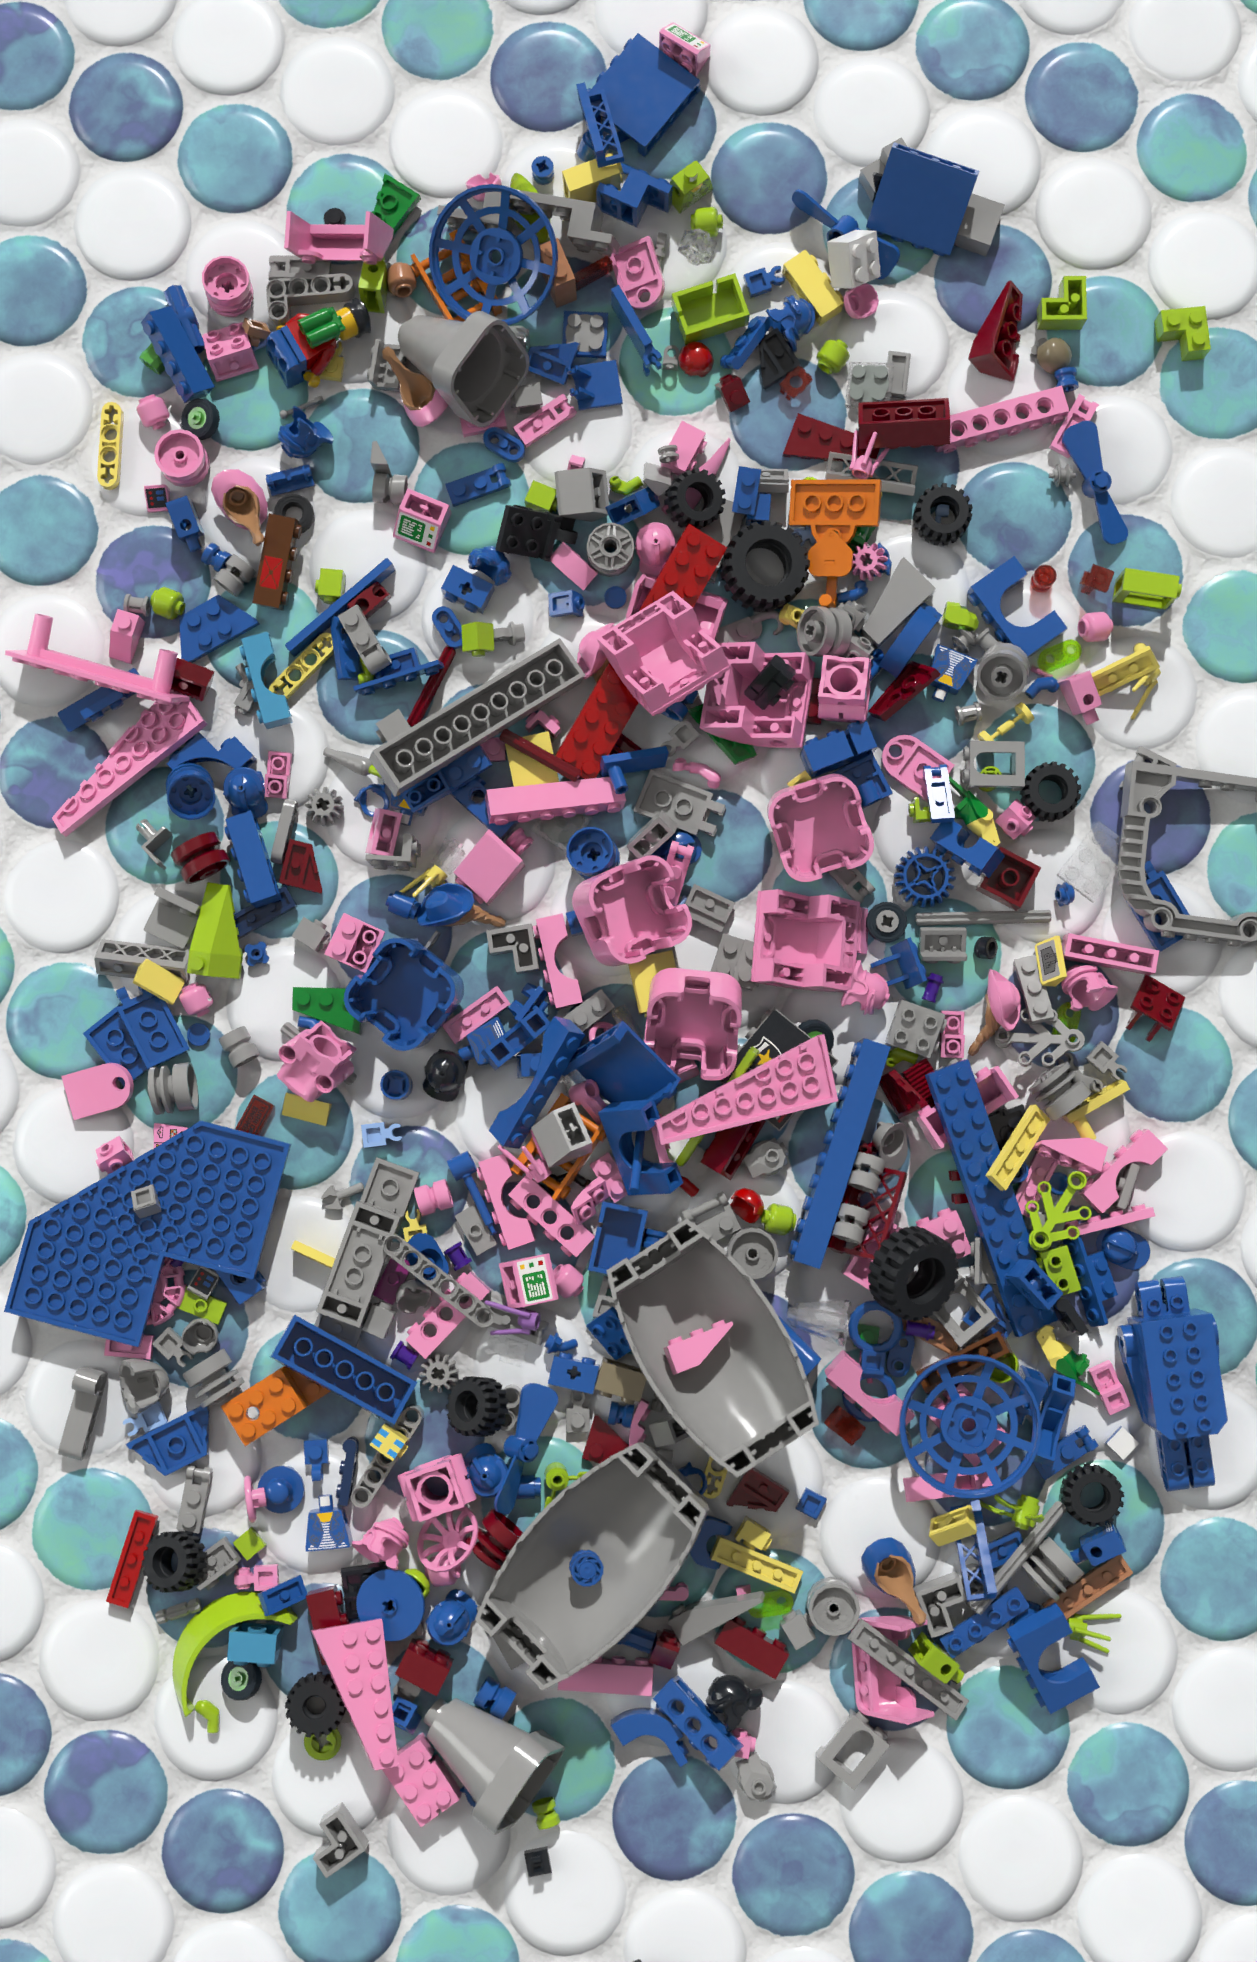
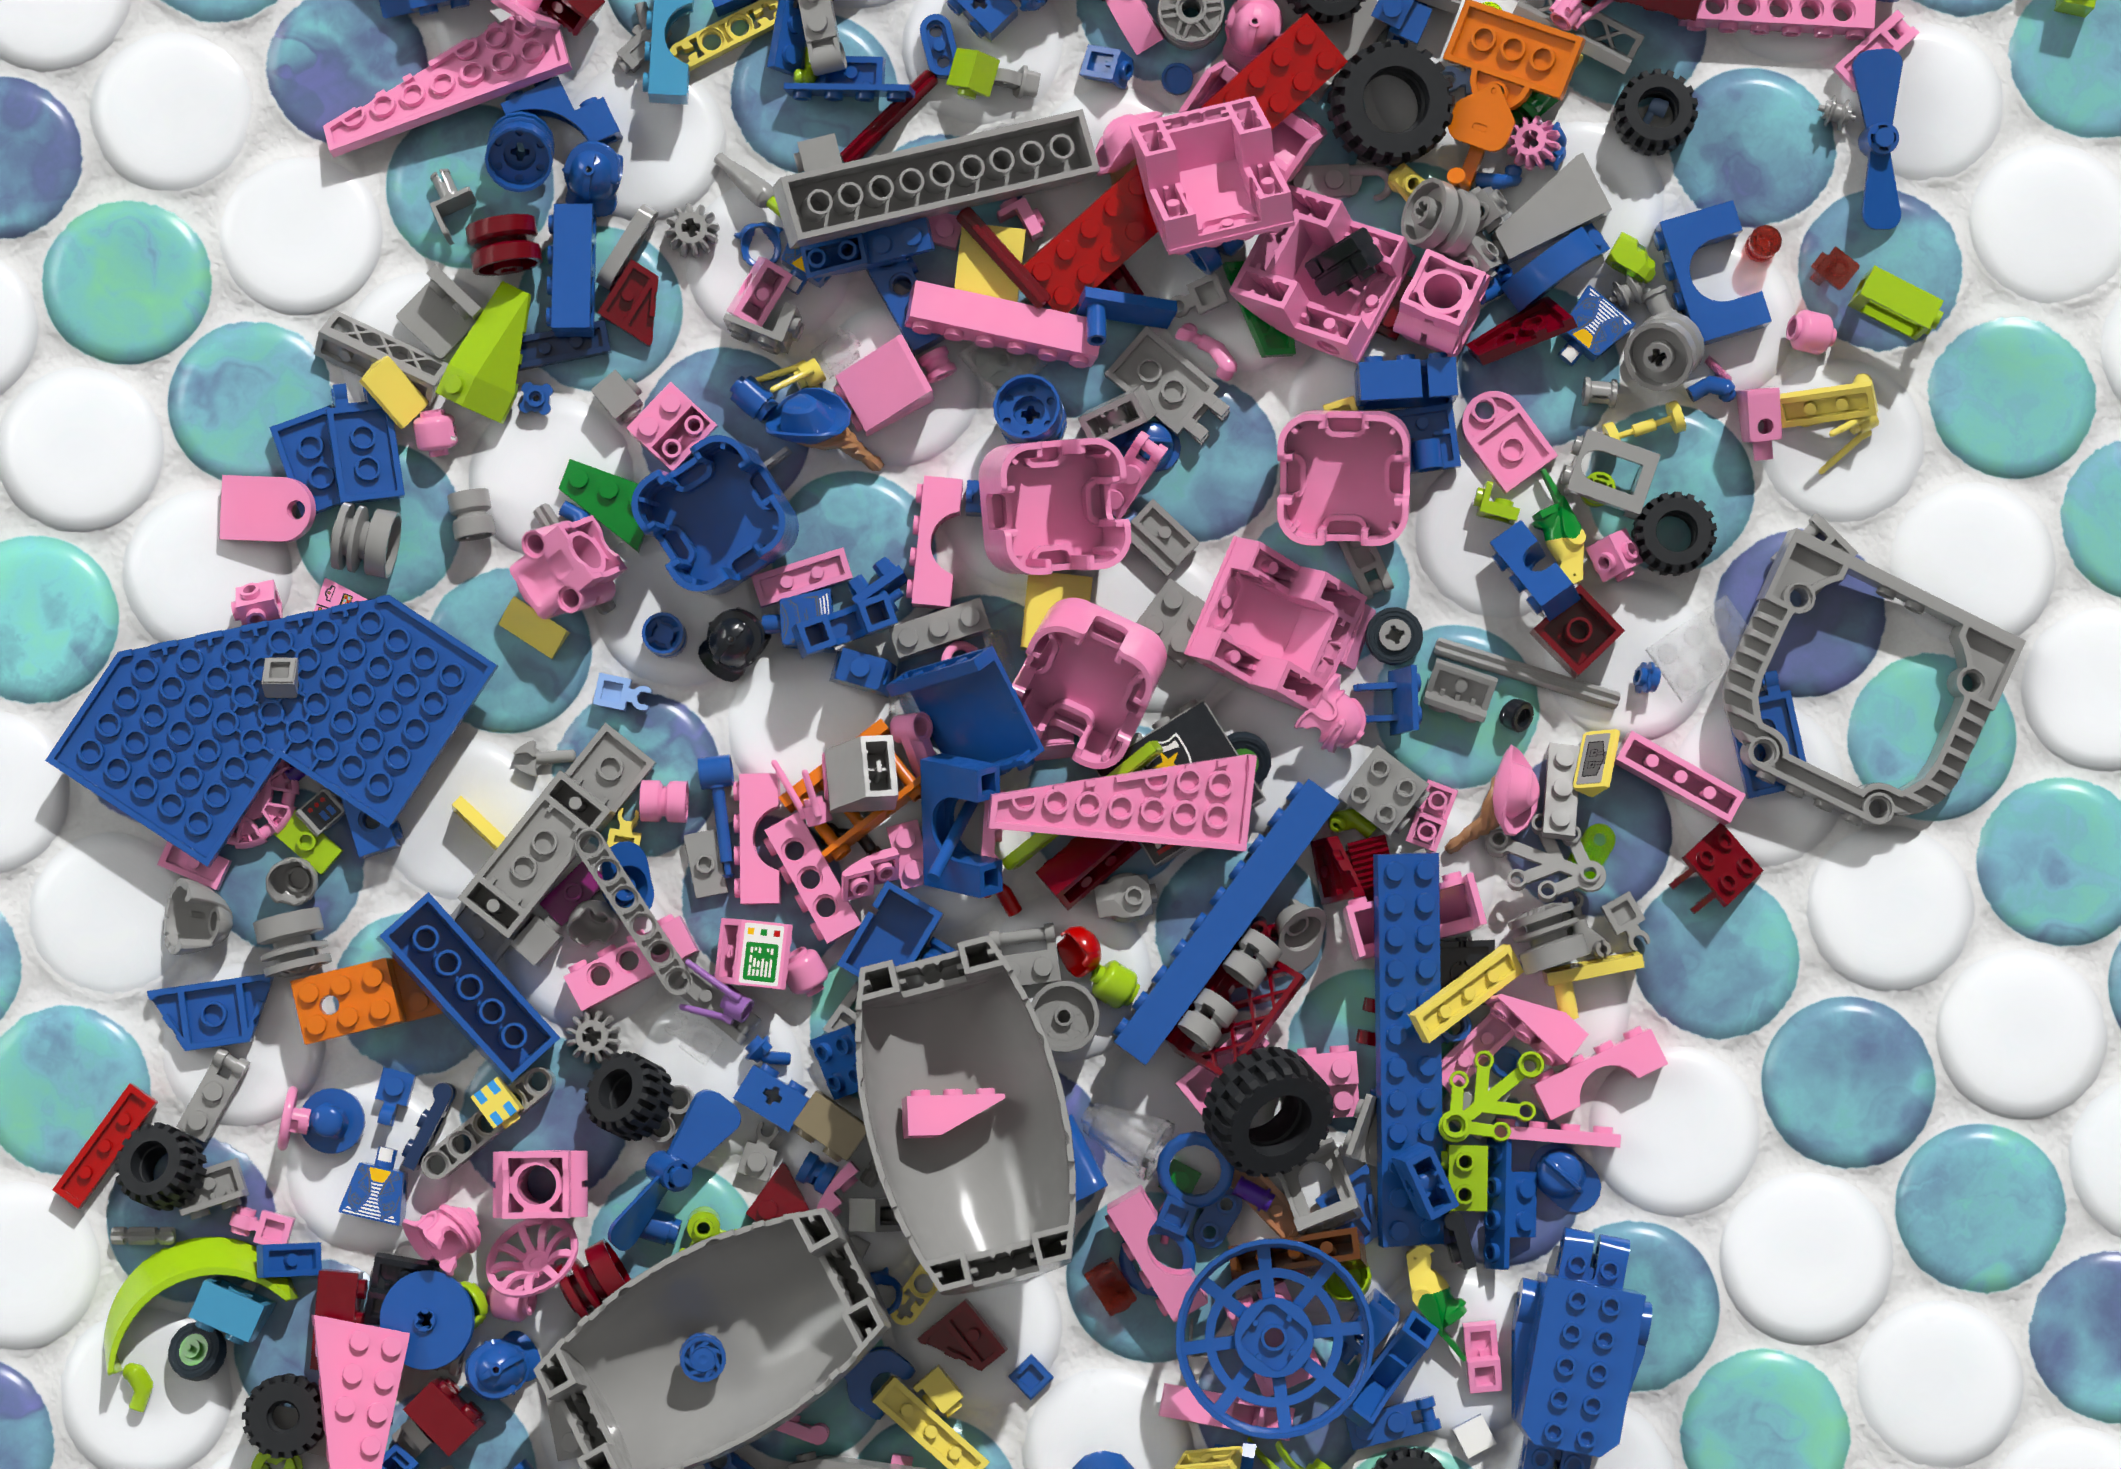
camera: 15 degrees right, 0 degrees up
(88, 1388) = (104, 930): light grey beam -> none
(148, 1419) = (187, 968): light blue plate -> none
(170, 1345) = (250, 880): light grey plate -> none
(198, 1034) = (422, 480): blue piece -> none
(249, 1543) = (266, 1178): lime tile -> none
(255, 1115) = (463, 613): clear red tile -> none
(278, 774) = (644, 167): bright pink slope -> none
(404, 1355) = (555, 998): dark purple bush -> none
(457, 1256) = (669, 890): dark purple bush -> none
(483, 1460) = (617, 1171): blue helmet -> none
(515, 940) = (892, 498): light grey brick -> none
(558, 1048) = (896, 655): blue arch -> none
(929, 886) = (1468, 606): blue gear -> none
(932, 987) = (1426, 744): dark purple pin -> none
(938, 794) = (1521, 487): plate -> none
(1060, 655) = (1751, 355): clear neon green plate -> none
(1087, 988) = (1633, 814): bright pink helmet -> none
(1125, 1185) = (1594, 1095): light grey plate -> none

